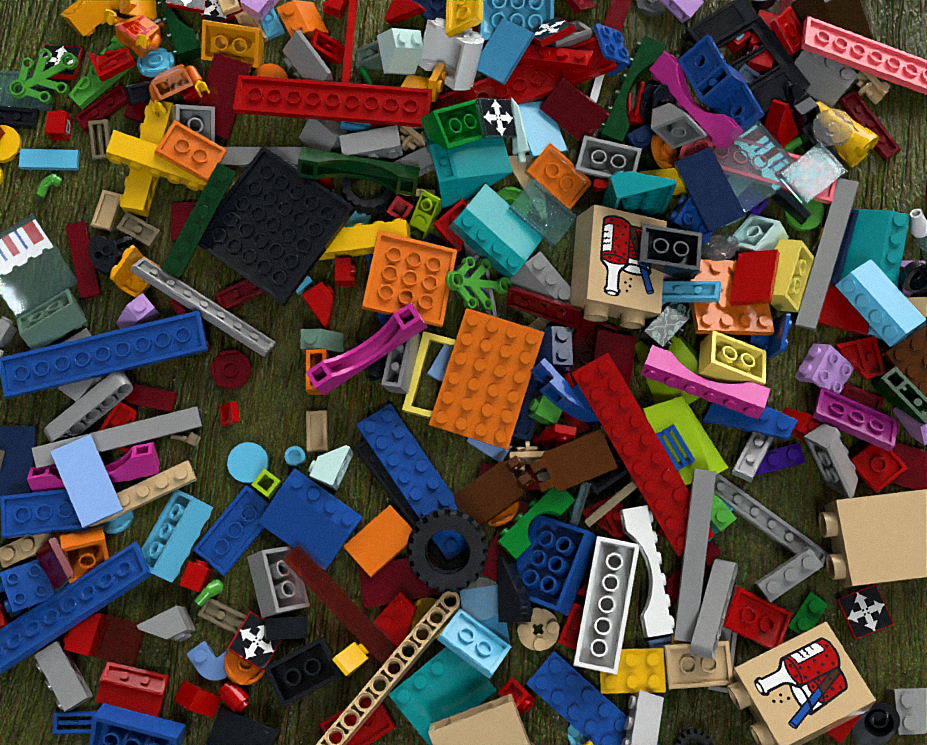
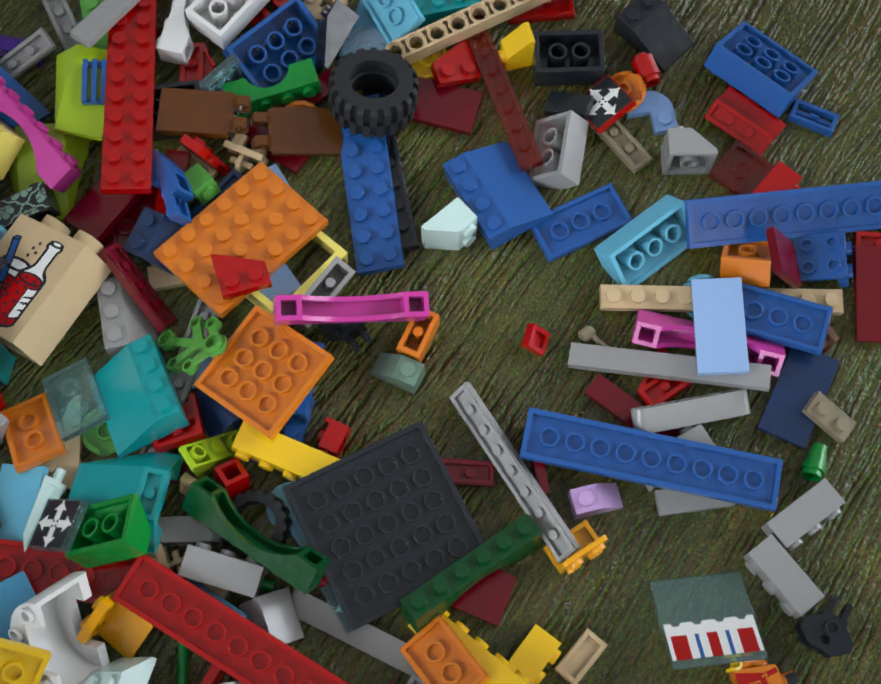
camera: 155 degrees left, 5 degrees down
(51, 320) = (698, 543): sand green slope -> none
(63, 676) = (810, 154): light grey brick -> none
(84, 269) = (633, 605): dark red tile -> none
(106, 252) = (595, 589): black hinge -> none
(139, 230) = (551, 608): dark tan plate -> none
(196, 576) = (639, 192): red brick -> none
(197, 699) = (685, 85): red slope -> none
(211, 590) = (631, 170): bright green arm -> none
(231, 369) = (512, 391): dark red tile -> none
(247, 462) = (537, 283): medium azure tile -> none
(267, 484) = (525, 244): lime brick -> none
(295, 456) = (484, 267): medium azure tile -> none
(317, 431) = (449, 283): tan tile -> none
(321, 303) = (377, 414): red slope -> none
(379, 541) = (434, 143): orange tile -> none
(466, 340) = (240, 275): none -> red wing
(610, 504) = (188, 68): dark tan tile -> none

